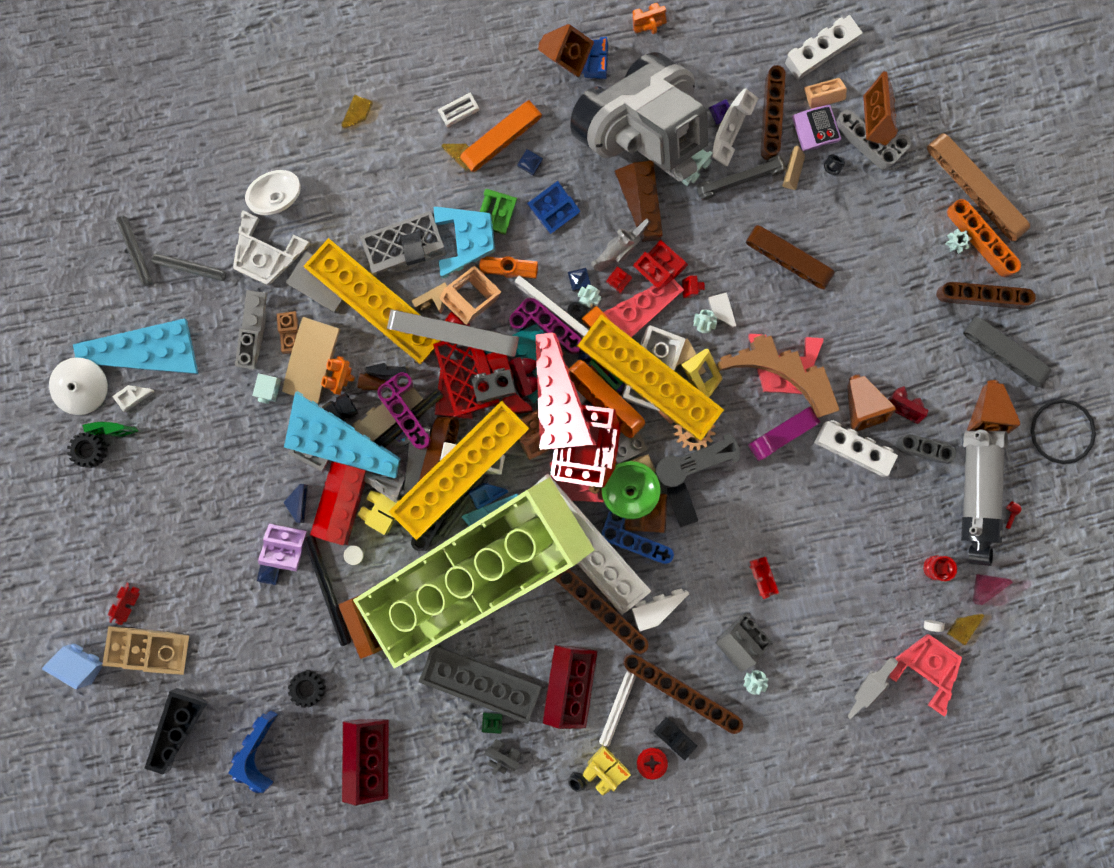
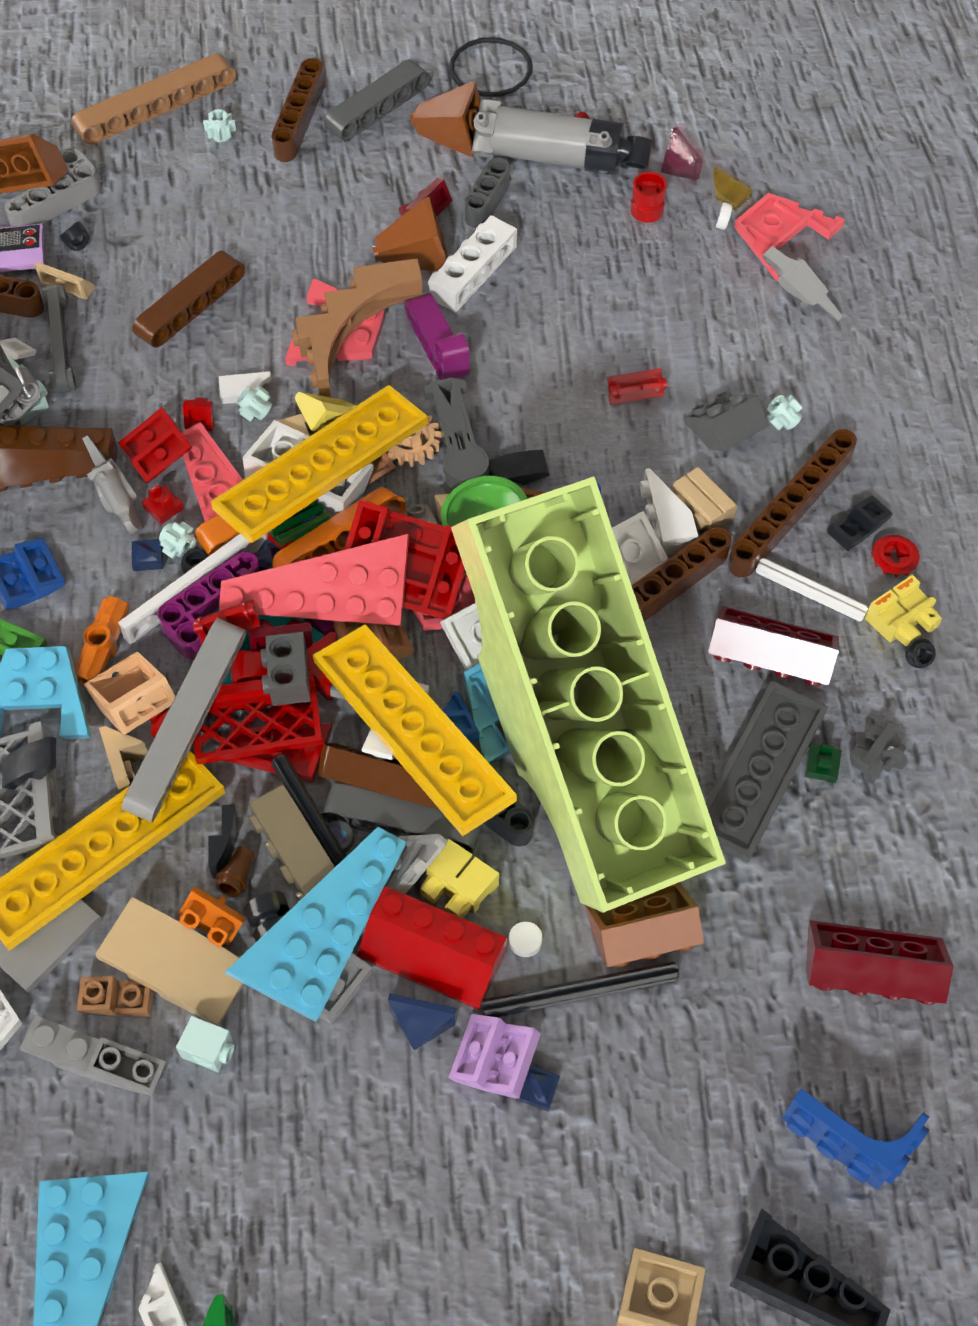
camera: 80 degrees left, 25 degrees down
(298, 697) = (734, 1058): black tyre -> none
(407, 414) = (299, 801): magenta beam -> none
(526, 345) = (241, 615): none -> red hinge
(672, 632) = (705, 499): none -> tan brick
(992, 239) = (232, 96): orange beam -> none

